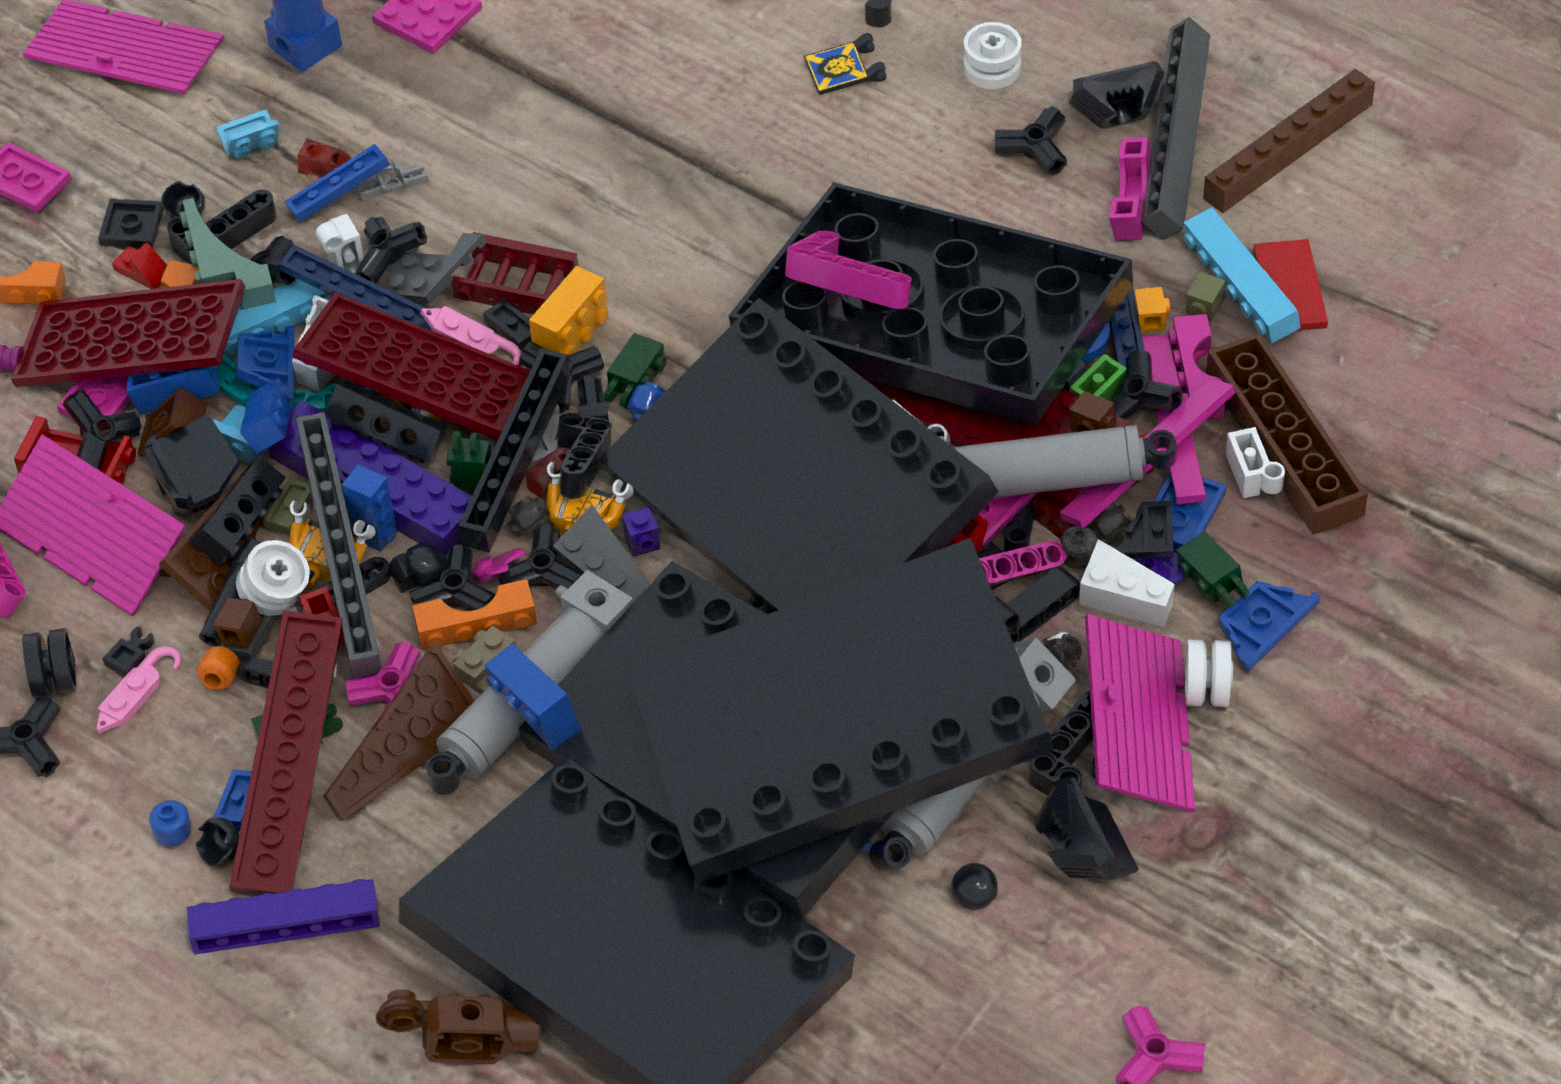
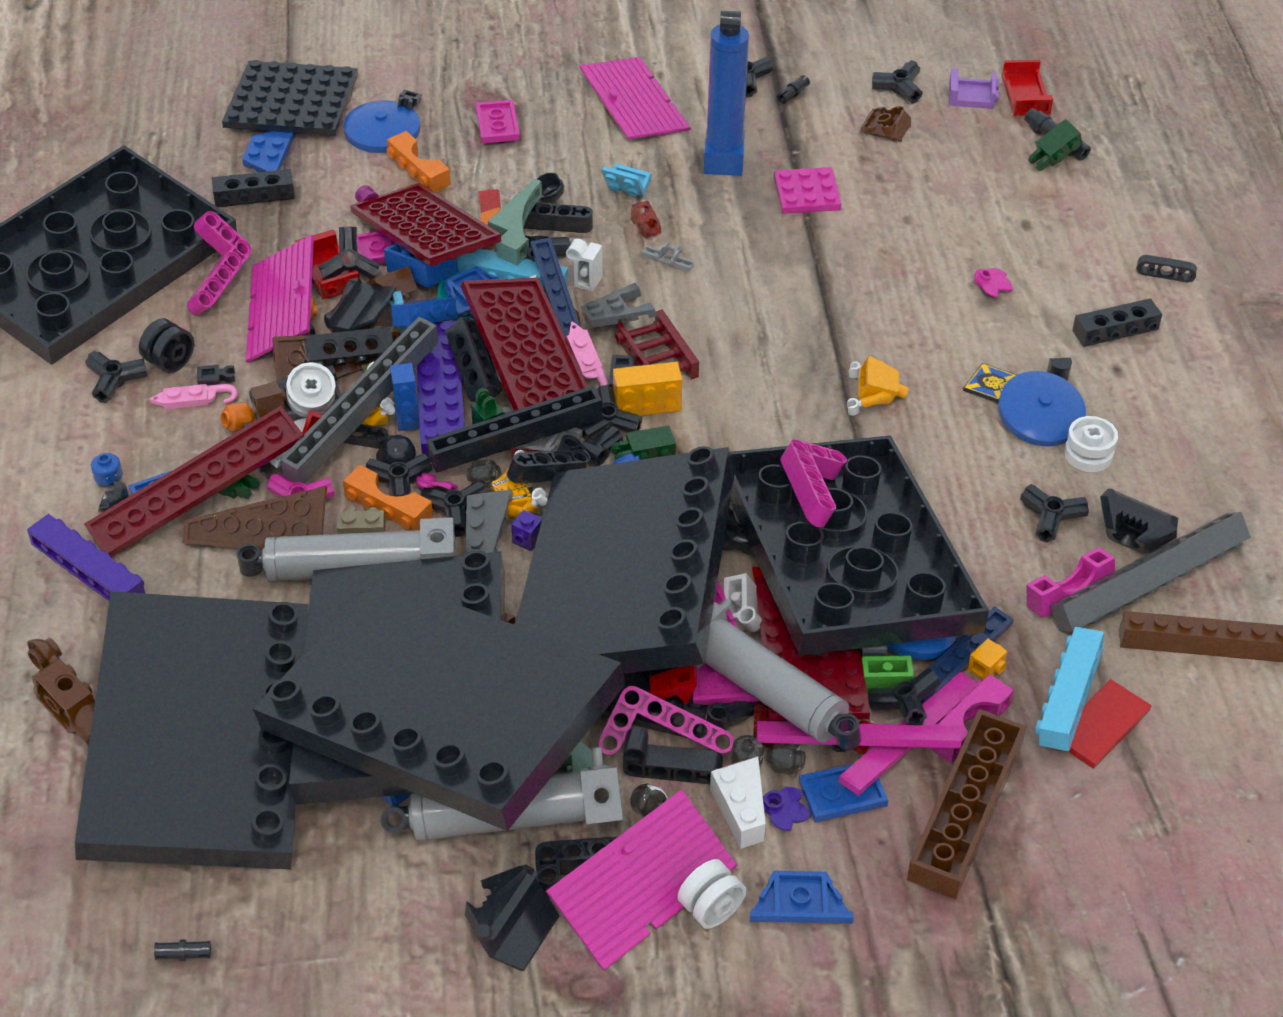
camera: 45 degrees right, 5 degrees down
(130, 223) = (511, 178): black plate -> none
(337, 183) = (634, 234): blue plate -> none
(387, 246) = (610, 283): black piece -> none
(533, 696) = (323, 553): blue wedge -> none
(750, 145) = (876, 384): none -> light orange torso
(910, 56) = (1040, 407): none -> blue dish
(974, 886) = (419, 885): black hair -> none
(1092, 413) = (842, 679): reddish brown brick -> none
(1150, 532) = (797, 782): black wing -> none
(1205, 295) = (1030, 681): olive brick -> none
(1211, 569) = (807, 838): dark green hinge -> none
(1252, 465) = (918, 800): white hinge -> none

